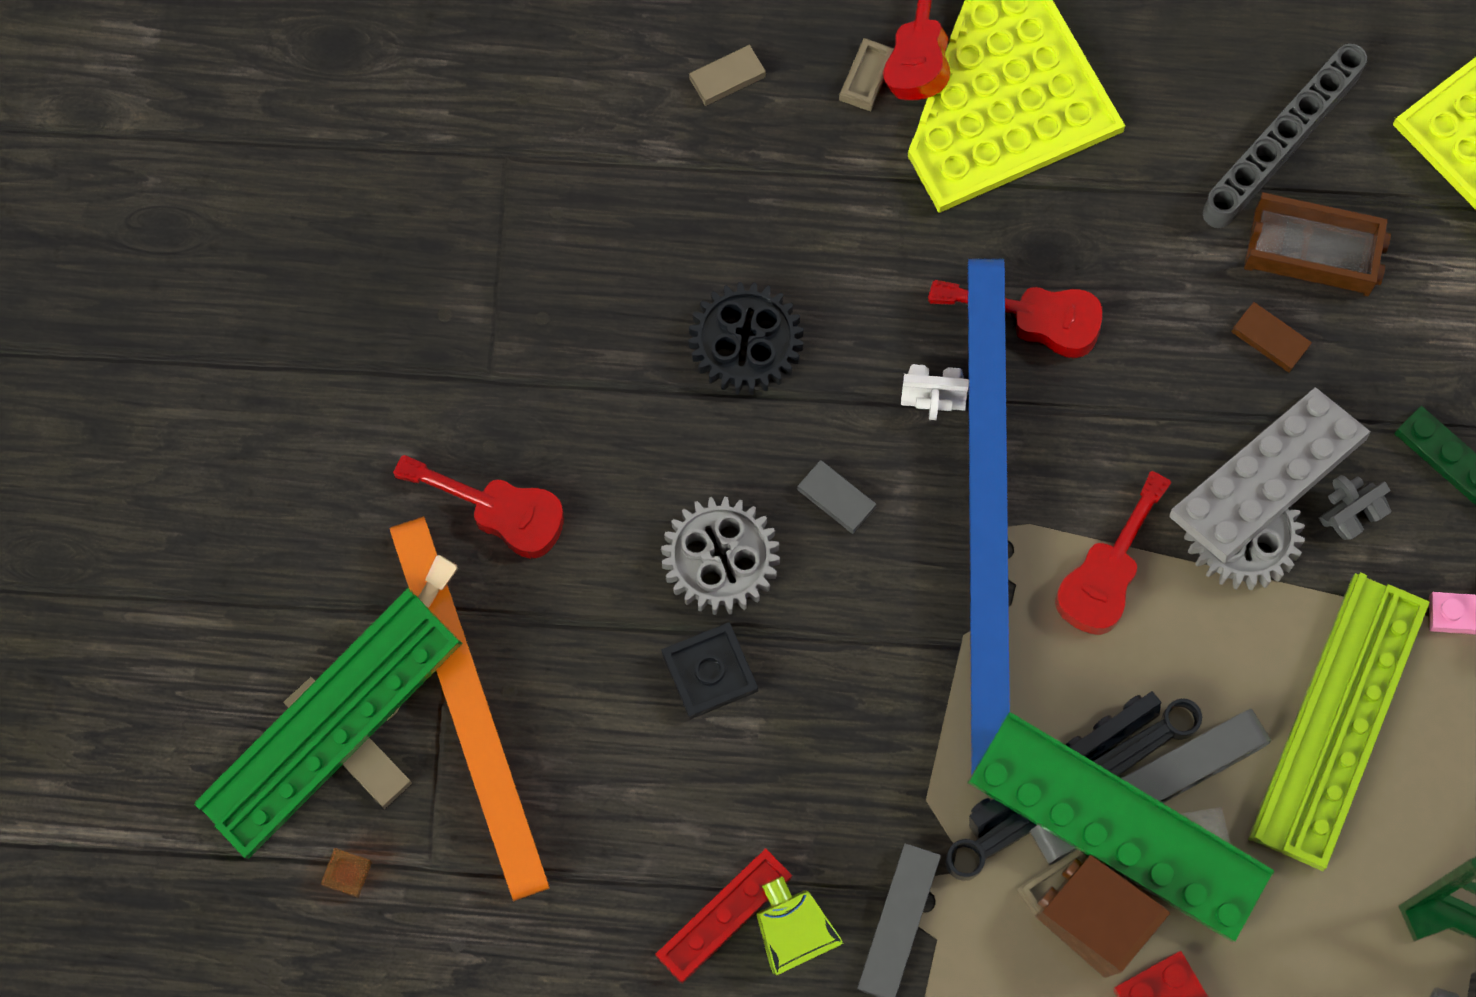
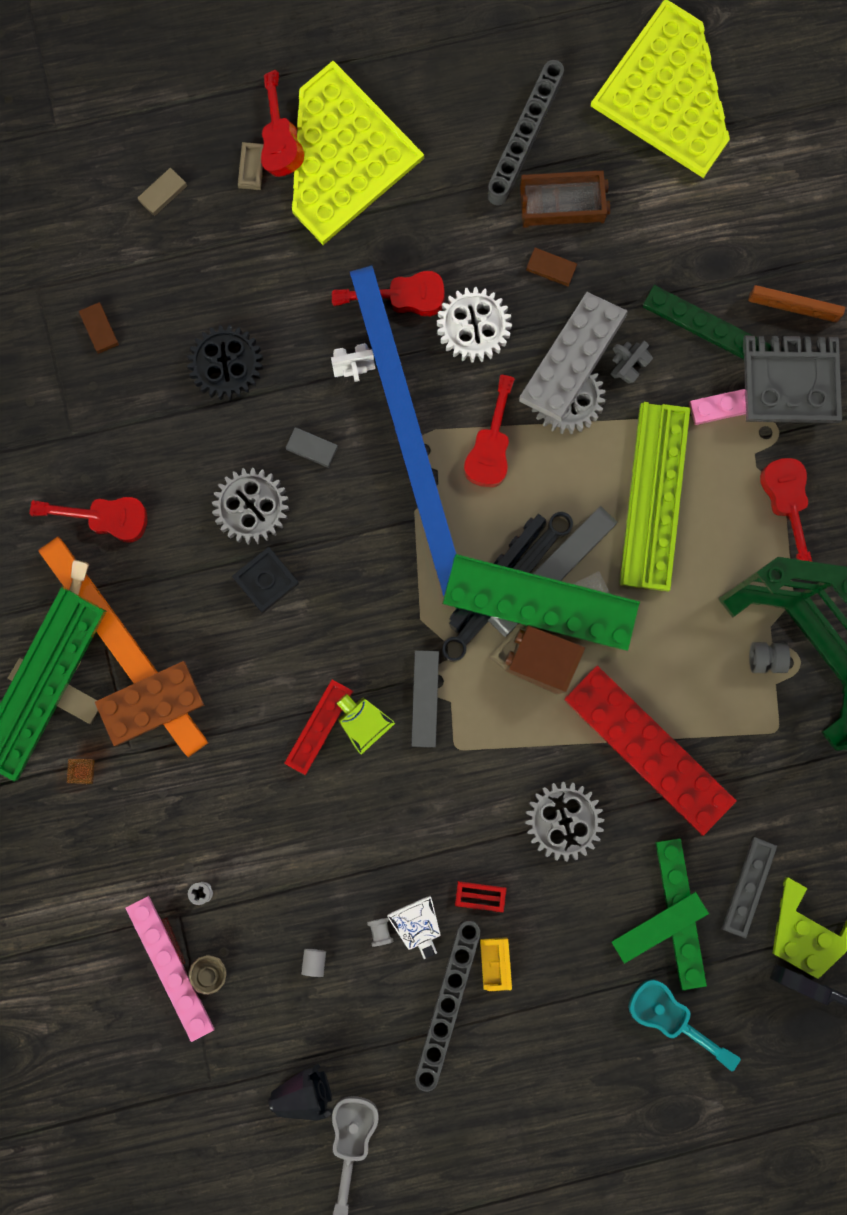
camera: 20 degrees left, 10 degrees up
(481, 801) = (149, 703): none -> dark orange plate
(576, 238) = (98, 328): none -> reddish brown tile
(1163, 390) = (453, 328): none -> white gear

